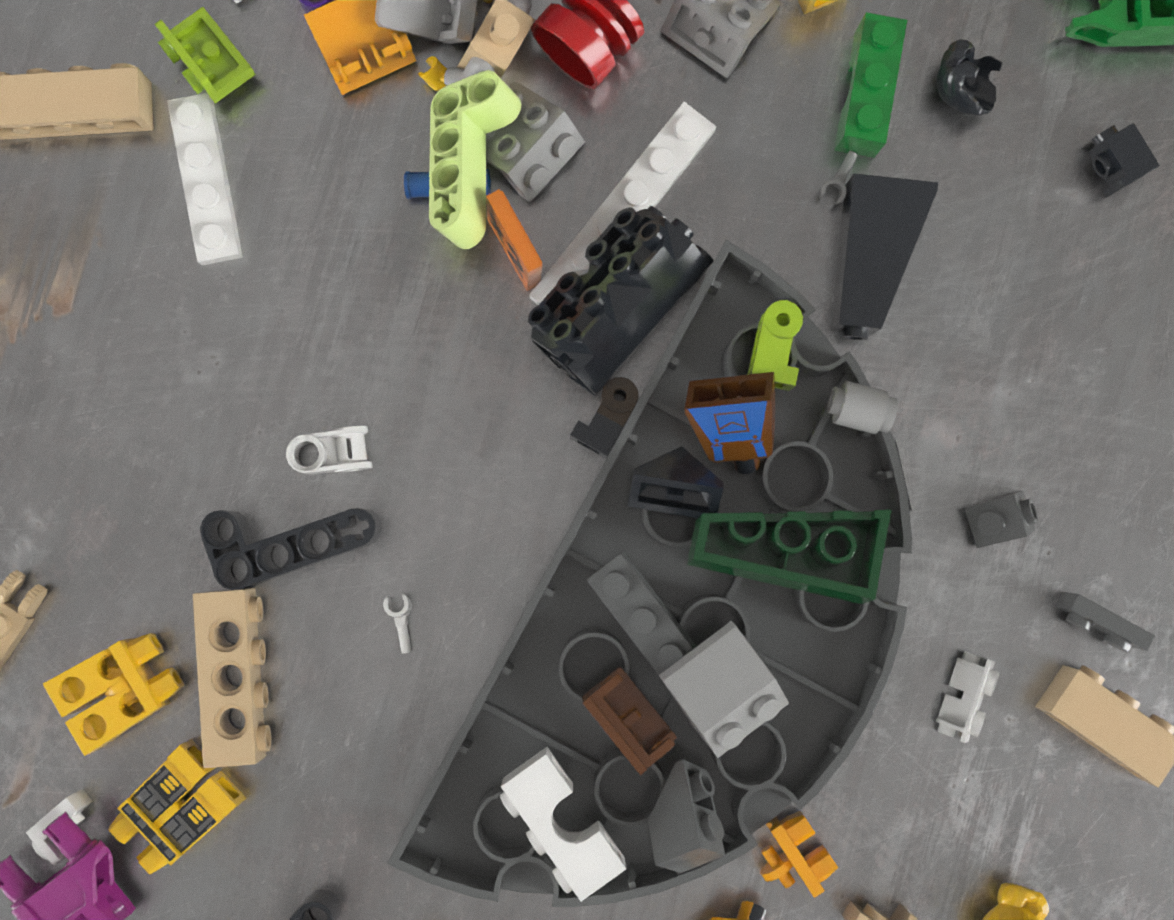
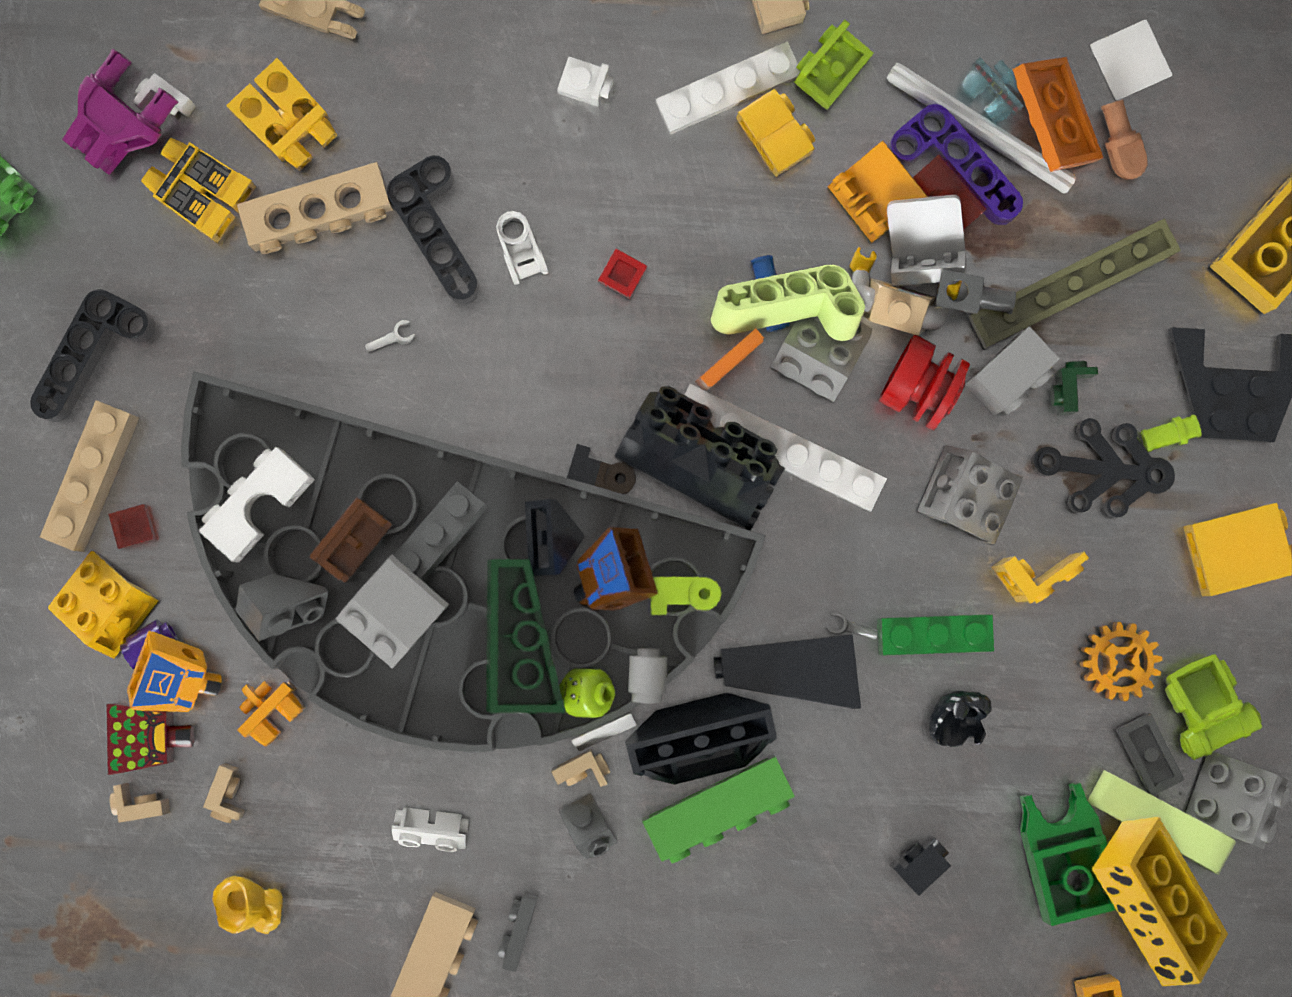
camera: 80 degrees right, 0 degrees up
(159, 336) = (585, 81): none -> white bracket
(266, 135) = (776, 132): none -> yellow brick
(387, 342) = (622, 273): none -> red plate
(864, 482) = (587, 692): none -> lime head
(931, 367) = (700, 738): none -> black wedge
(933, 518) = (575, 769): none -> tan bracket
(1012, 368) = (718, 808): none -> bright green brick

